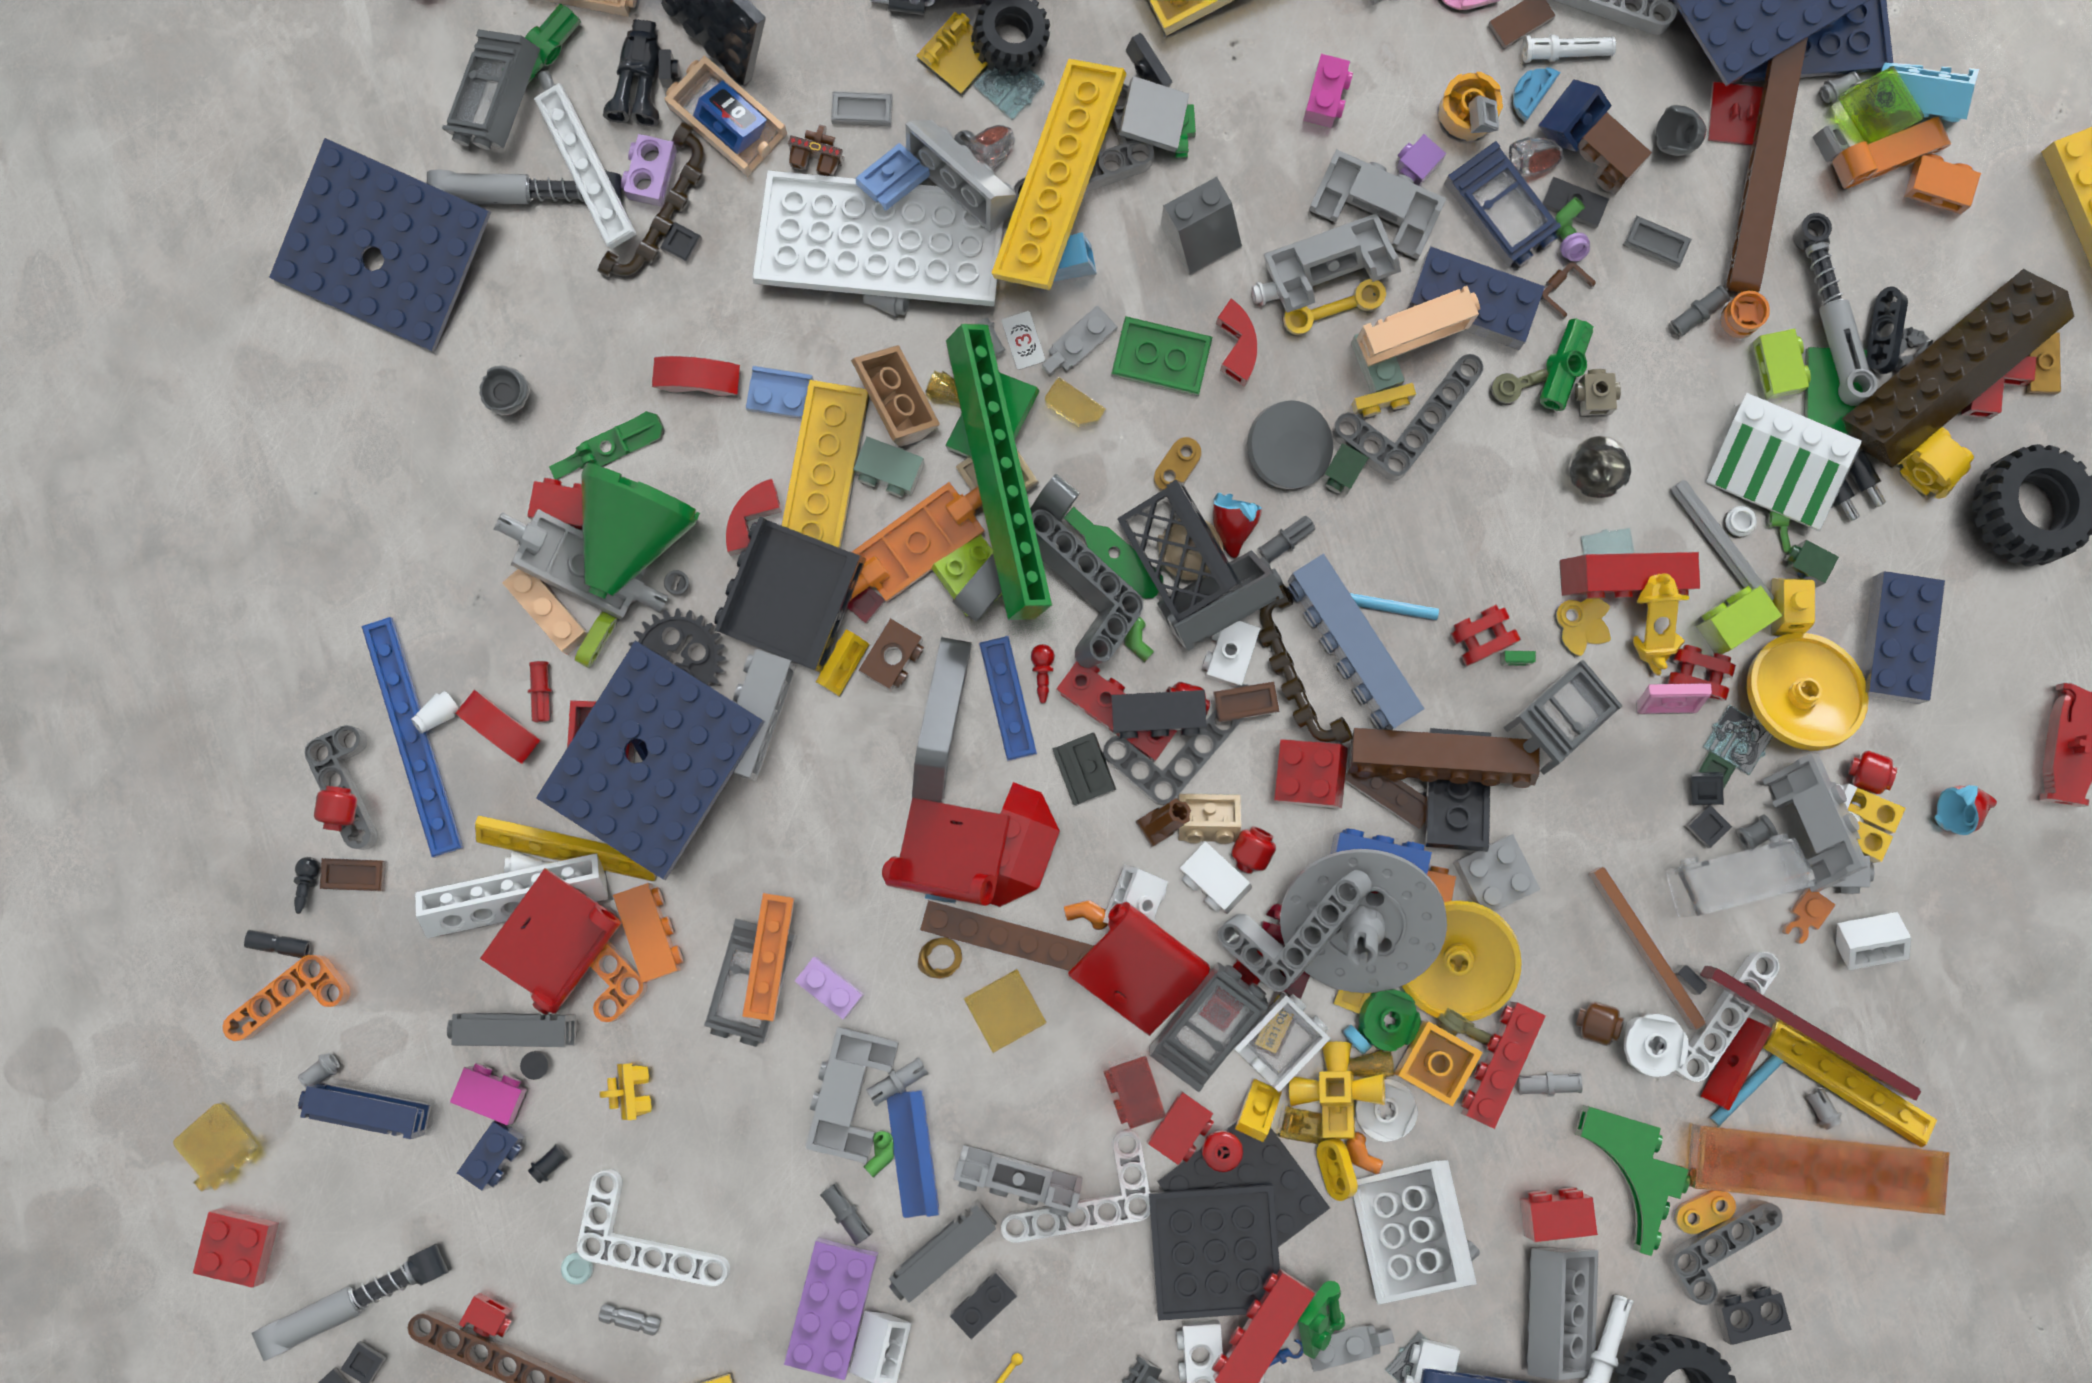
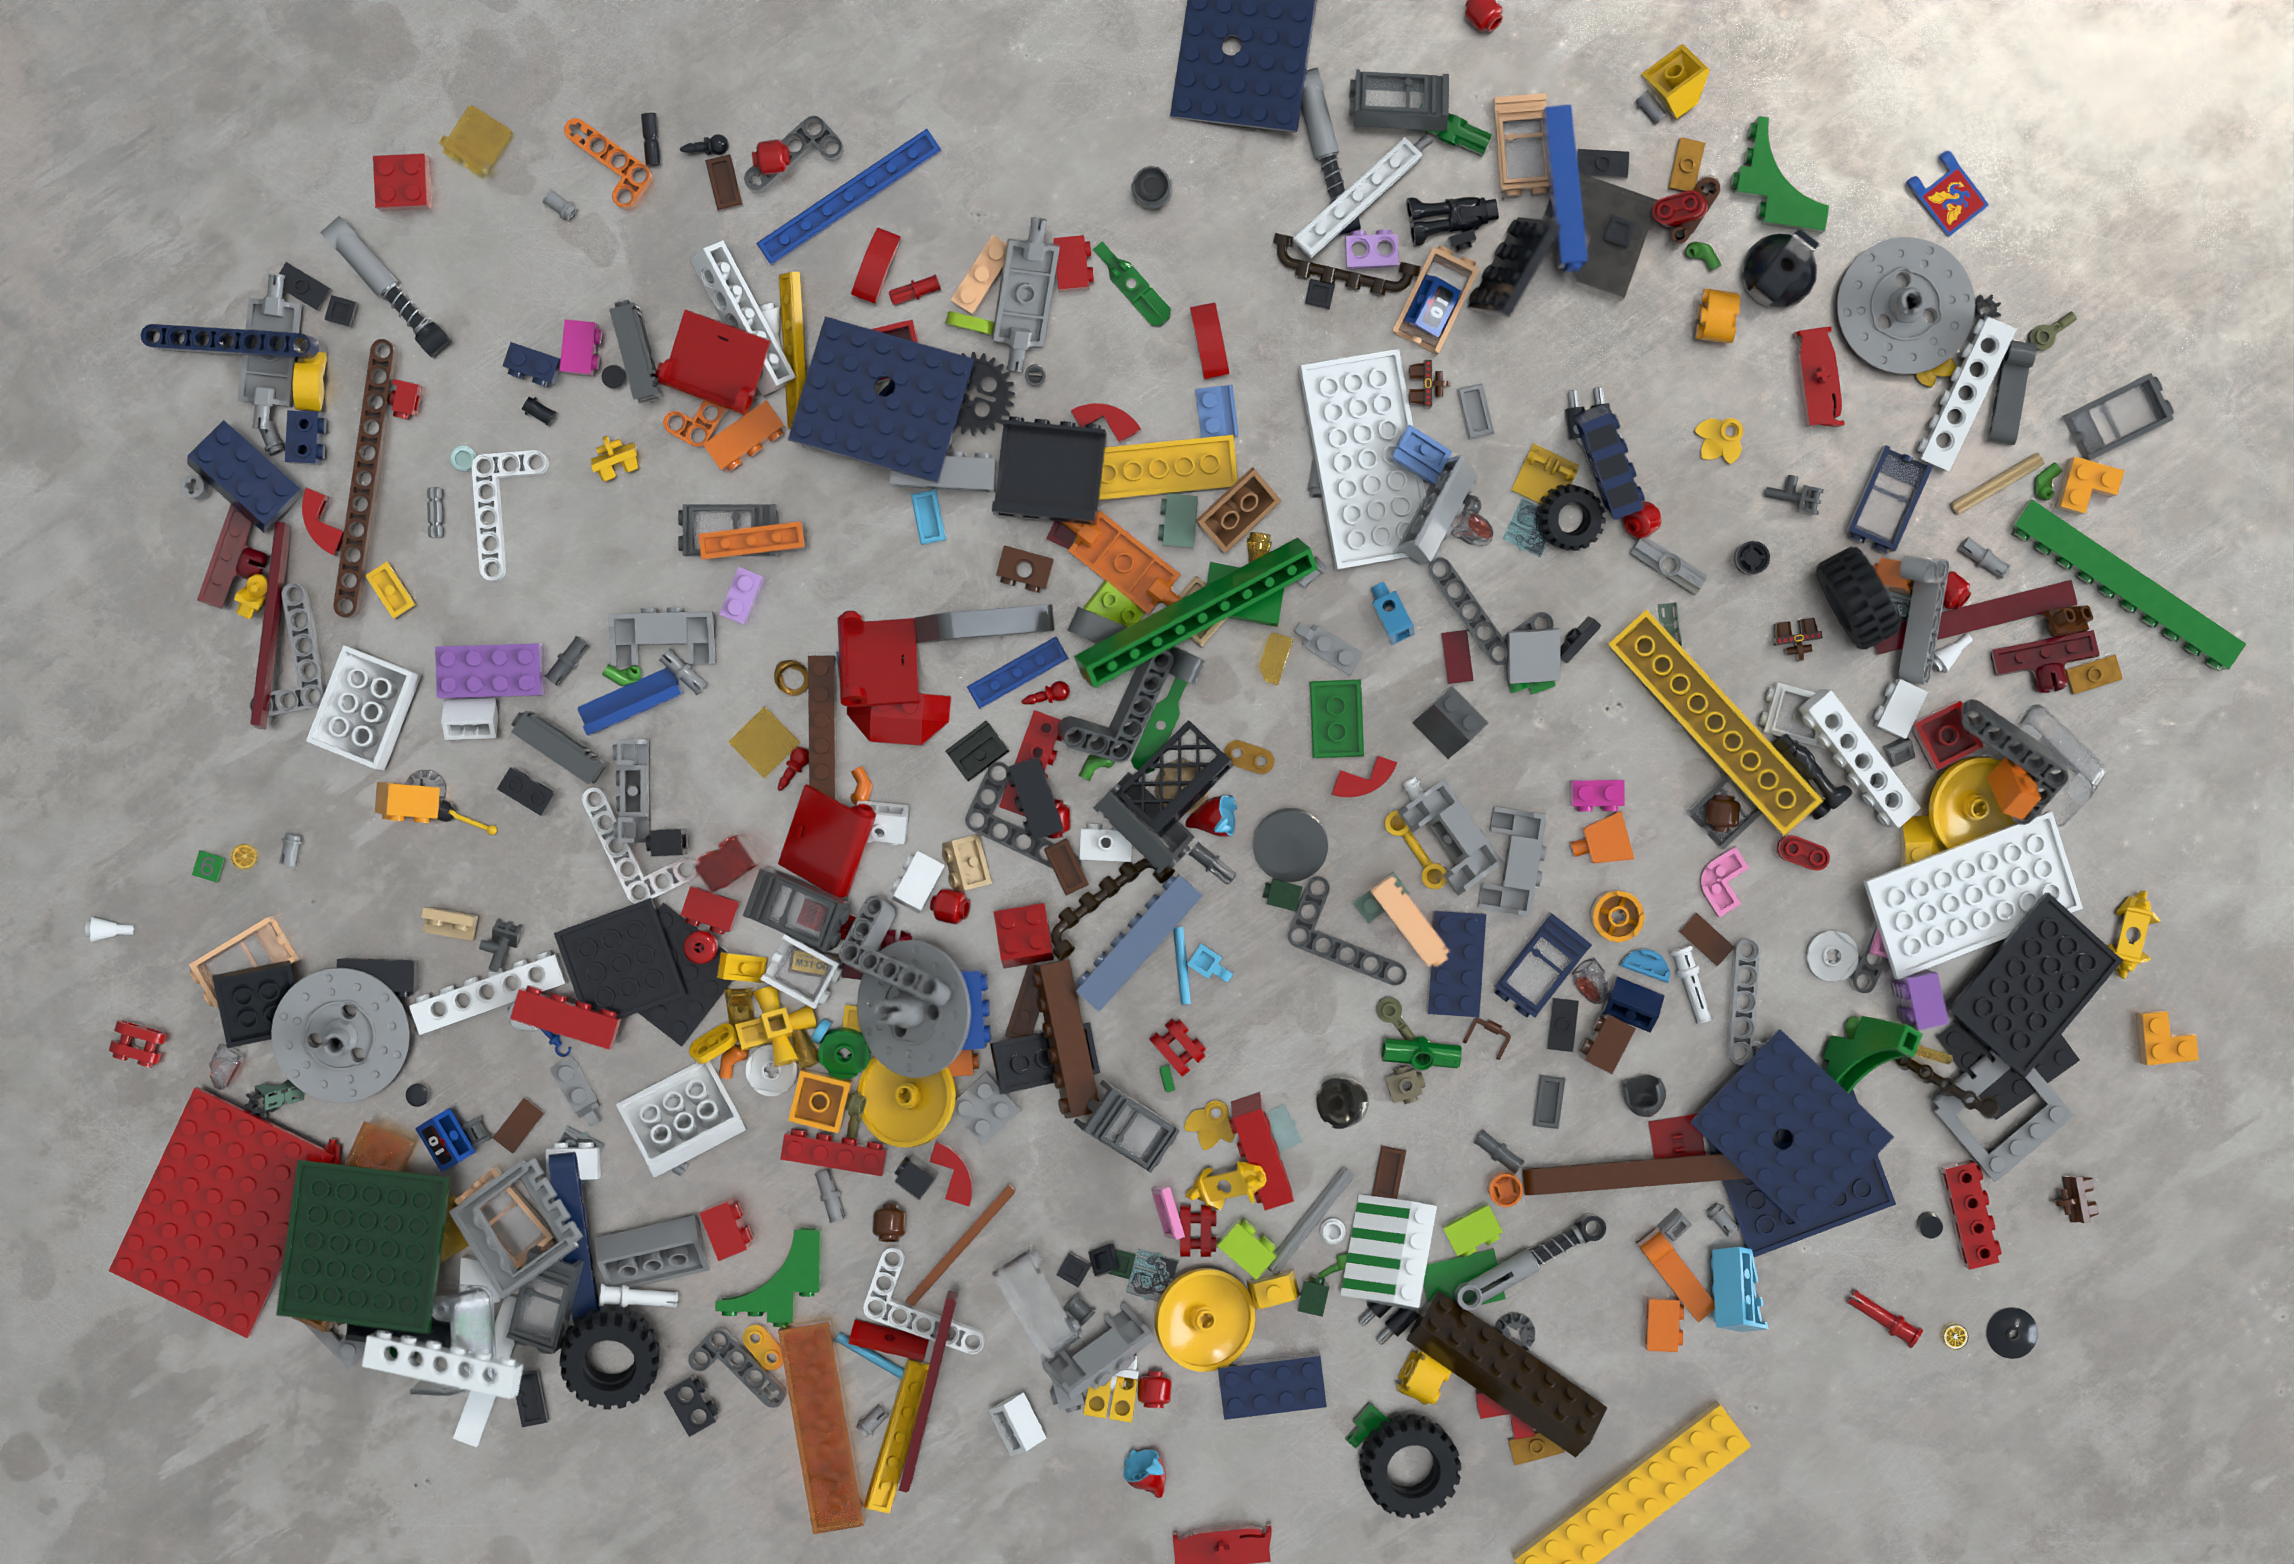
camera: 75 degrees right, 5 degrees up
(364, 1110) = (538, 252): dark blue door -> none
(435, 712) = (873, 210): white cone -> none
(626, 527) = (1062, 324): green cone -> none
(802, 749) = (928, 517): none -> medium azure tile
(842, 662) = (1007, 529): yellow plate -> none
(1023, 340) = (1318, 600): white sticker -> none
(1035, 975) = (798, 758): none -> red bar
(1059, 174) = (1459, 592): yellow plate -> none
(1089, 1156) = (667, 842): none -> black brick
(1130, 204) = (1457, 656): none -> dark red tile
(1164, 821) = (950, 826): reddish brown piece -> none
(1316, 1324) = (586, 1057): green plate -> none
(1381, 97) = (1605, 840): none -> orange torso
(1395, 397) = (1354, 922): yellow plate -> none
(1398, 576) = (1207, 962): none -> medium azure plate
(1420, 159) = (1559, 885): medium lavender brick -> none
(1483, 115) = (1606, 928): light grey slope -> none
(1557, 975) = (915, 1176): none -> black brick
(1566, 215) = (1544, 1020): bright green arm -> none
(1575, 246) = (1523, 1034): lavender plate -> none
(1578, 929) = (960, 1186): none -> red brick
(1667, 1059) = (894, 1278): white plate -> none
(1690, 441) = (1388, 1172): none -> reddish brown tile
(1690, 979) = (945, 1285): black tile -> none
(1811, 912) = (1029, 1369): orange plate -> none
(1881, 106) = (1710, 1254): clear neon green tile -> none
(1882, 317) = (1506, 1304): black beam -> none
(1969, 543) = (1366, 1421): none -> green plate

